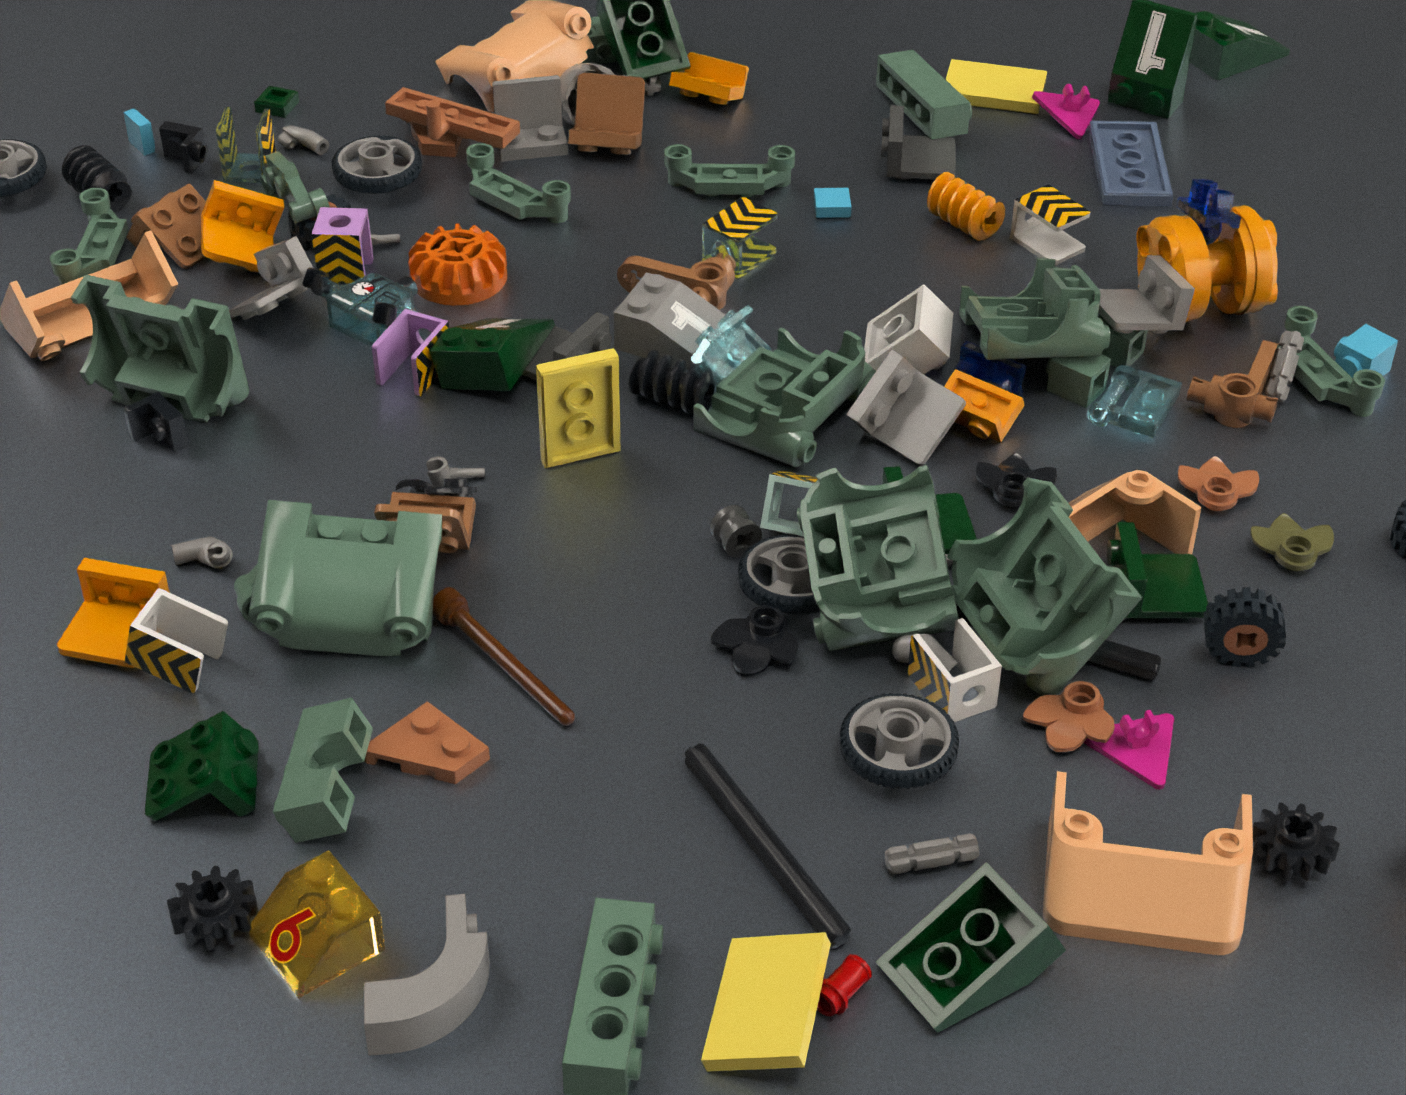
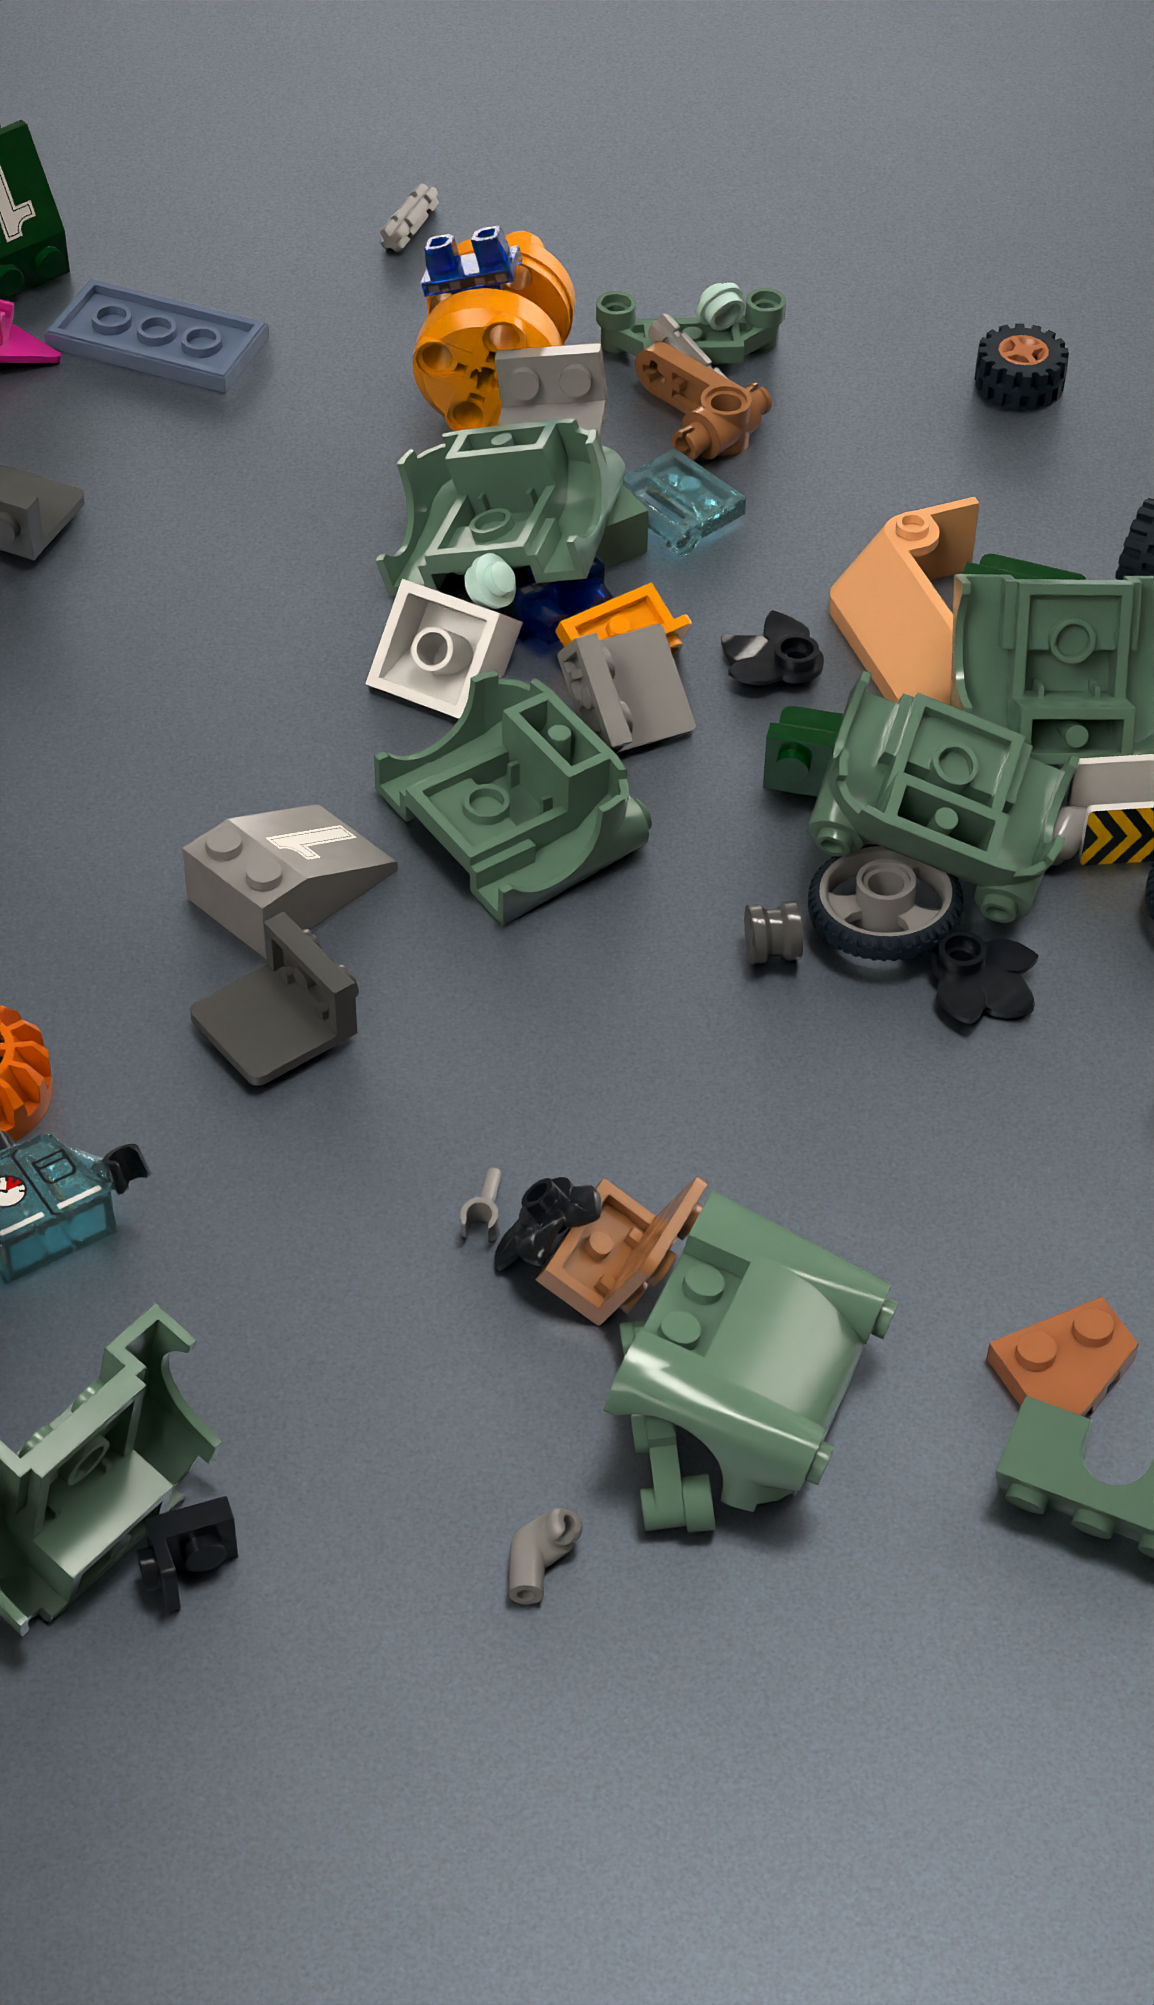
camera: 70 degrees left, 5 degrees up
(111, 602) = (667, 1690): light orange bracket -> none
(183, 623) = (790, 1639): piece -> none
(207, 758) = (1050, 1641): dark green bracket -> none
(403, 339) = (206, 1147): lavender piece -> none
(453, 610) = (957, 1232): reddish brown piece -> none
(488, 352) = (232, 1080): dark green slope -> none
(578, 407) = (500, 995): light yellow tile -> none
(671, 384) = (425, 902): black piece -> none
(706, 278) = (194, 804): medium nougat piece -> none
(727, 345) = (383, 822): clear light blue bracket -> none
(735, 230) = (125, 739): piece -> none
(773, 500) = (748, 835): light aqua piece -> none
(832, 202) = (62, 631): medium azure tile -> none
(958, 324) = (490, 582): none -> light aqua plate
(965, 206) = (184, 501): light orange piece -> none
(1044, 231) = (278, 442): white piece -> none
(1216, 485) = (864, 493): nougat plate -> none
(1292, 544) = (990, 474): olive plate -> none
(1340, 223) = (409, 217): none -> light grey axle
(1340, 359) = (720, 305): none -> light aqua plate
(1366, 350) = (685, 282): medium azure brick -> none

